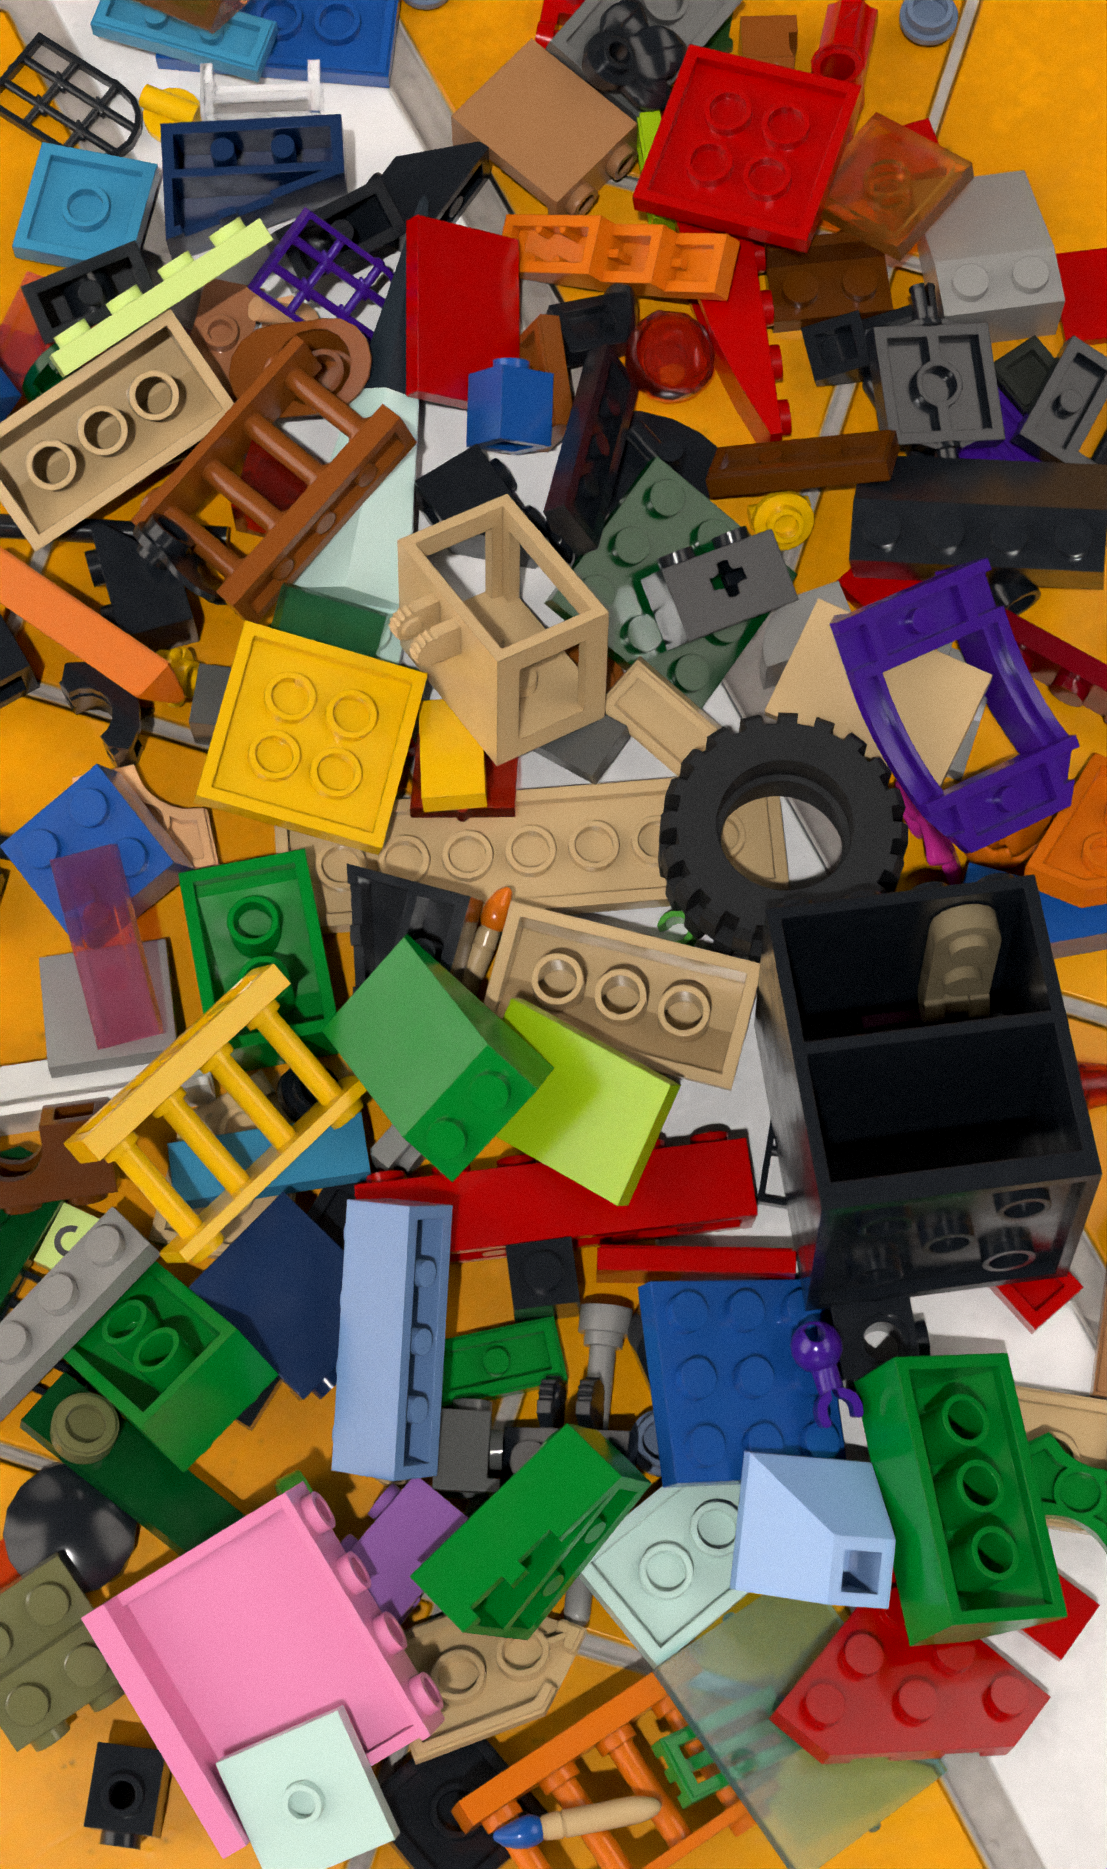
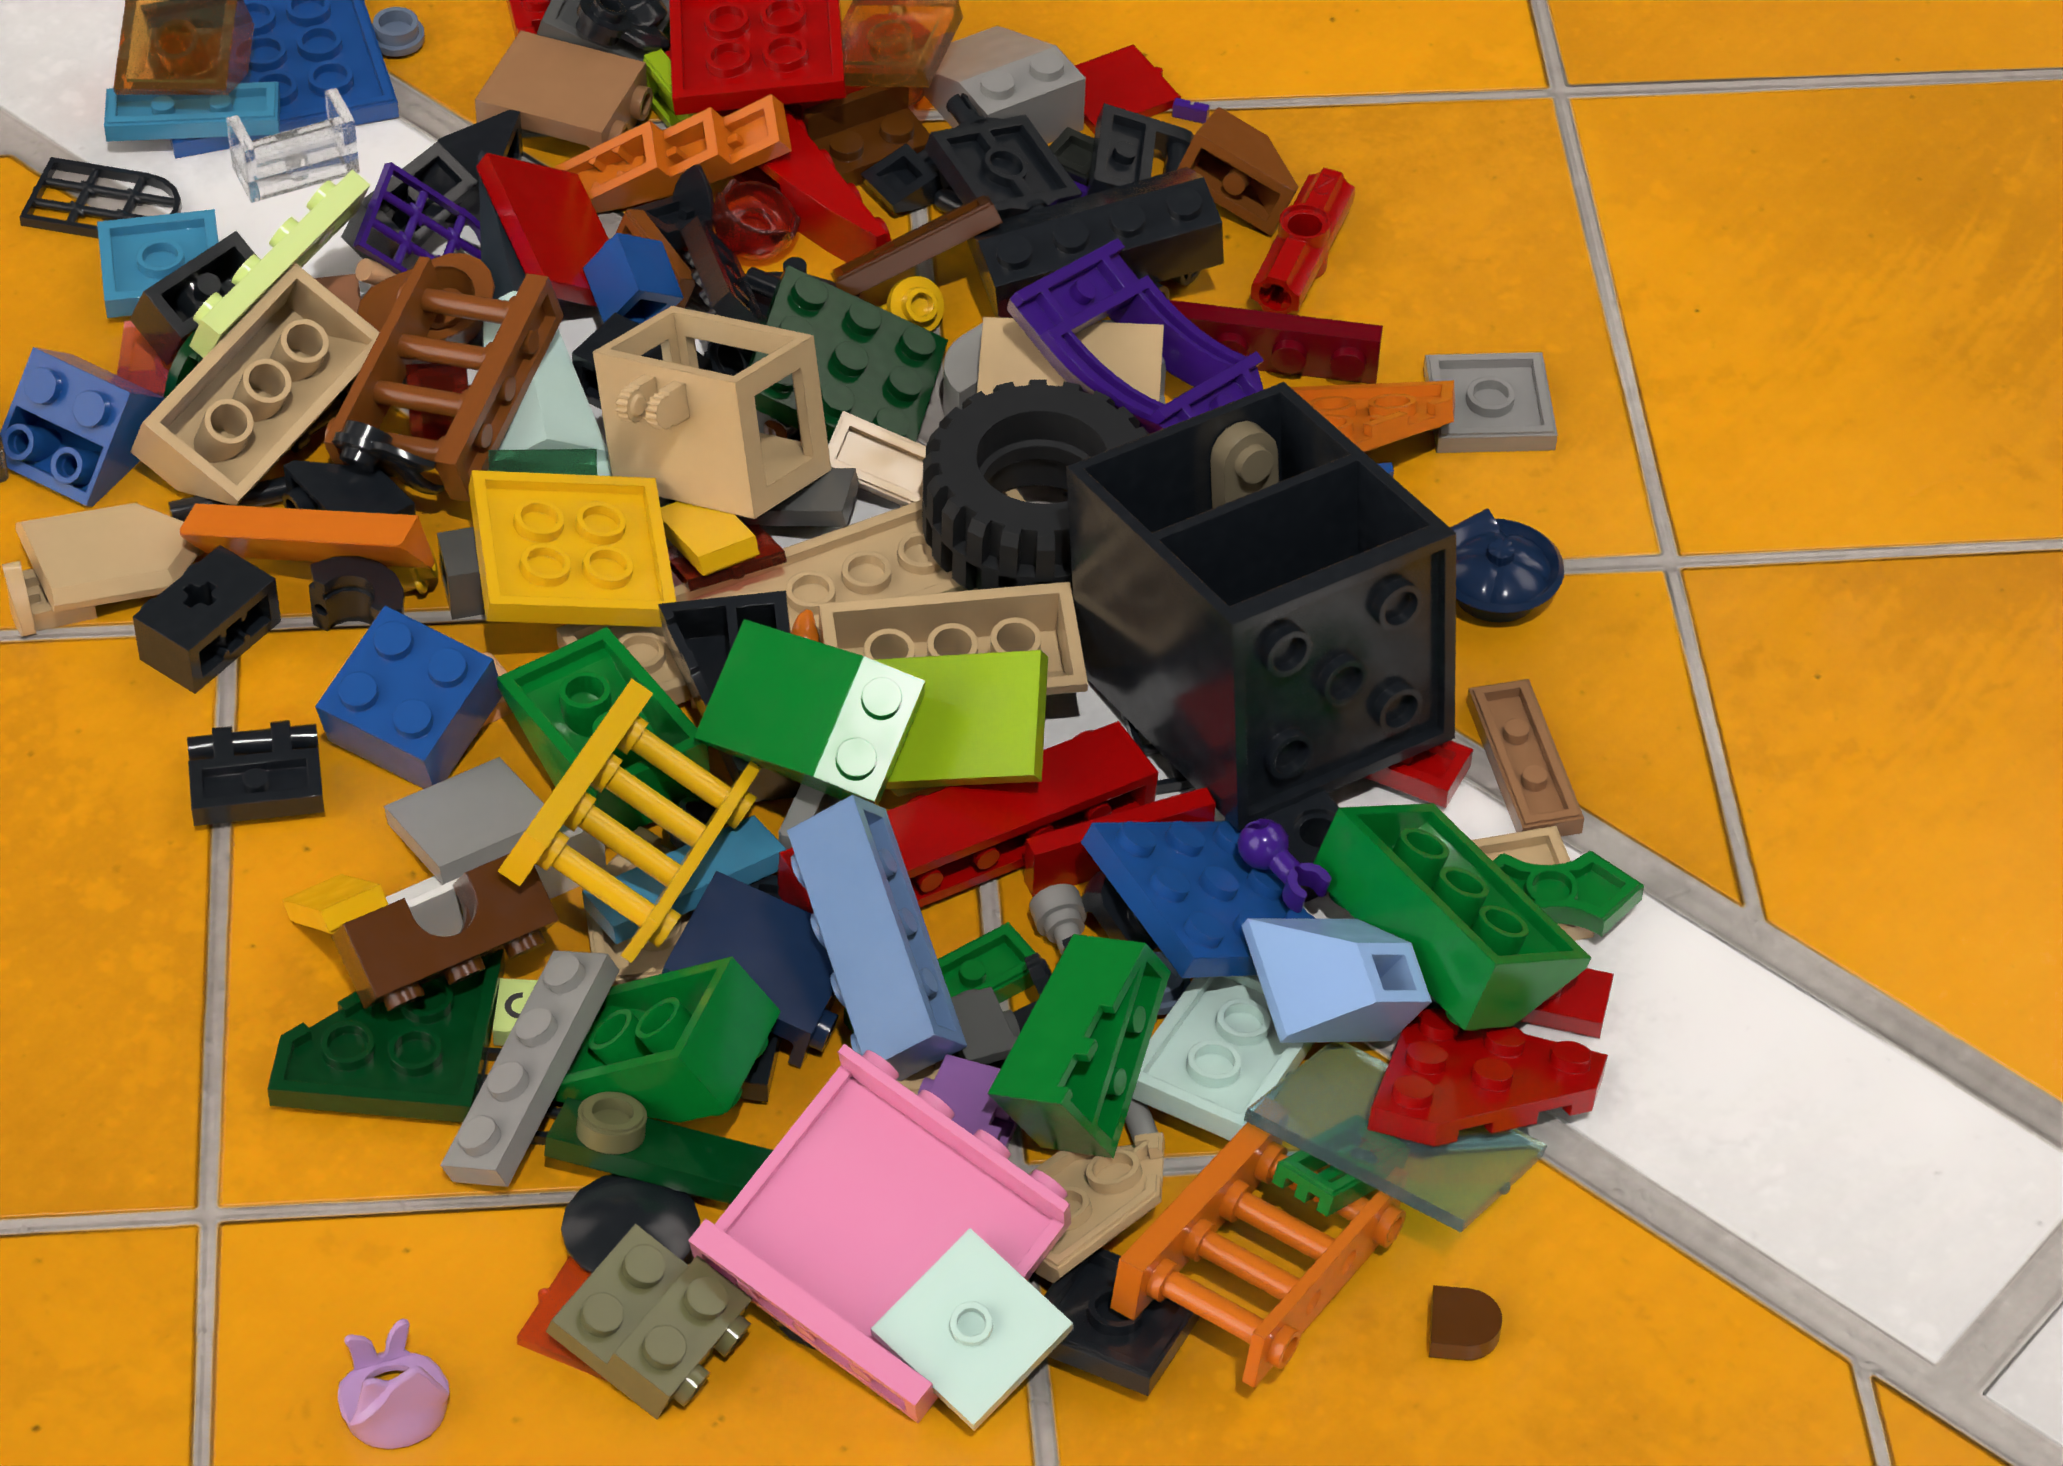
camera: 25 degrees left, 25 degrees down
(107, 946) = (459, 742): clear pink tile -> none
(127, 1794) = (793, 1401): black brick -> none
(167, 106) = (207, 177): yellow plate -> none
(247, 172) = (277, 179): dark blue wedge -> none
(543, 1279) = (986, 888): black brick -> none
(576, 1821) = (1199, 1264): tan piece -> none
(752, 581) = (889, 340): black brick -> none

